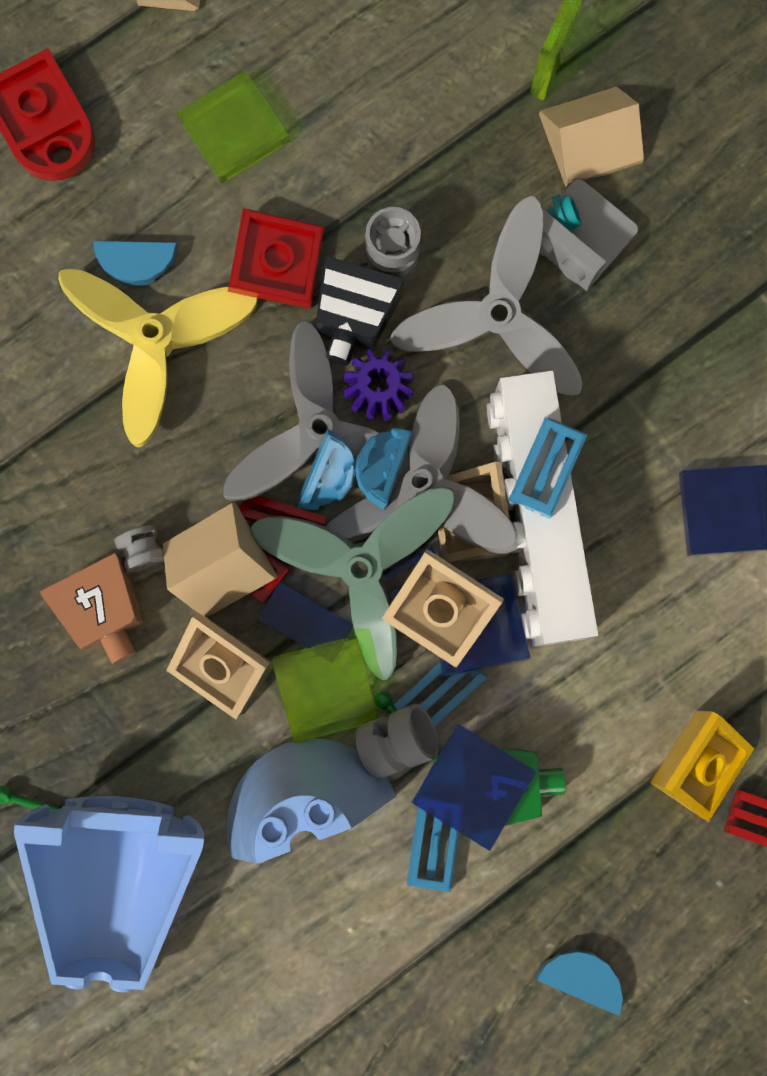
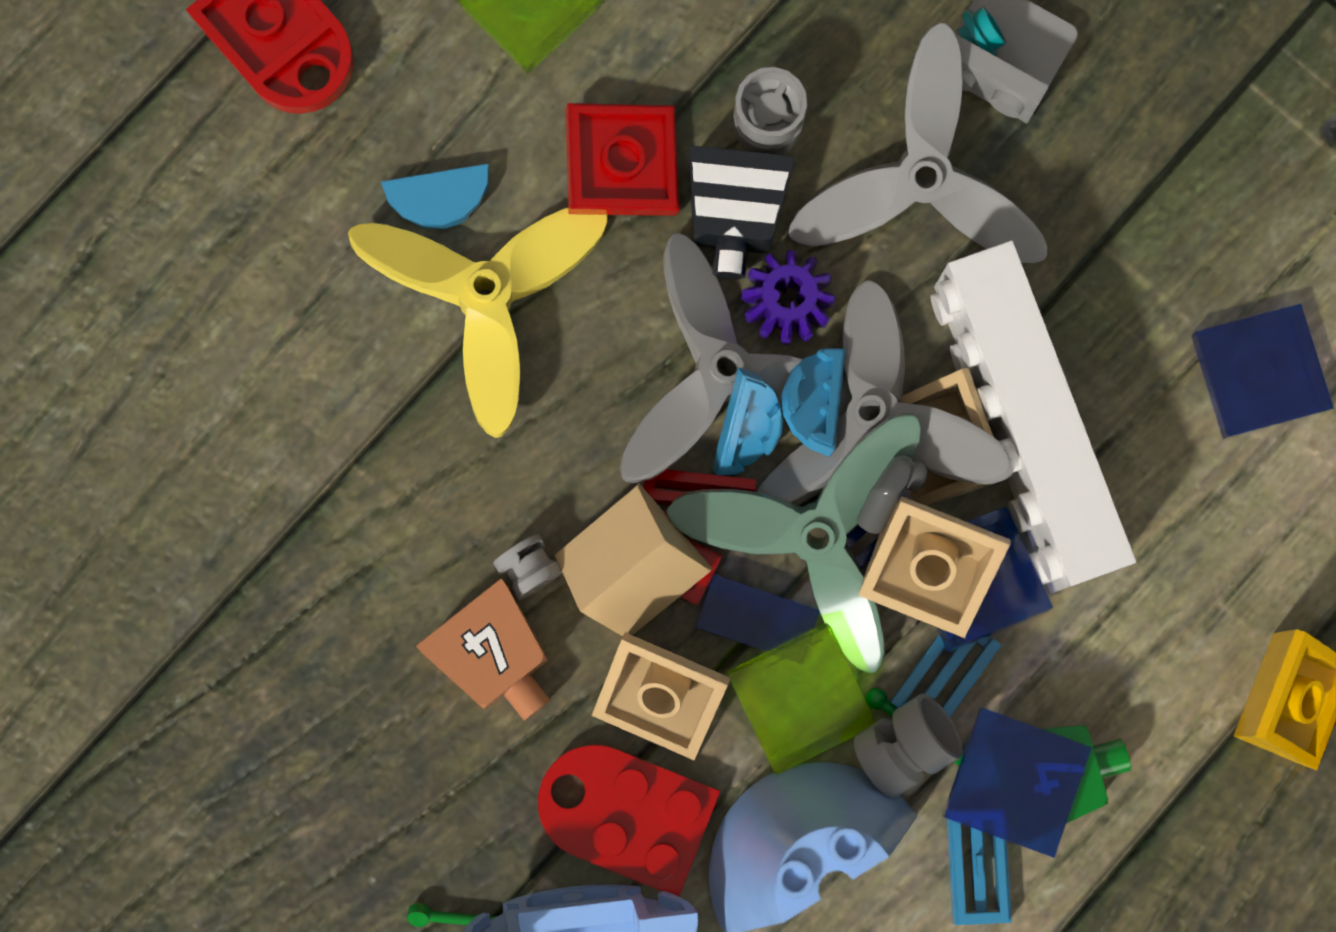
camera: 10 degrees left, 0 degrees up
(179, 754) = (631, 817): none -> red plate
(418, 542) = (885, 493): none -> dark grey arm
(531, 502) = (1020, 411): dark azure tile -> none

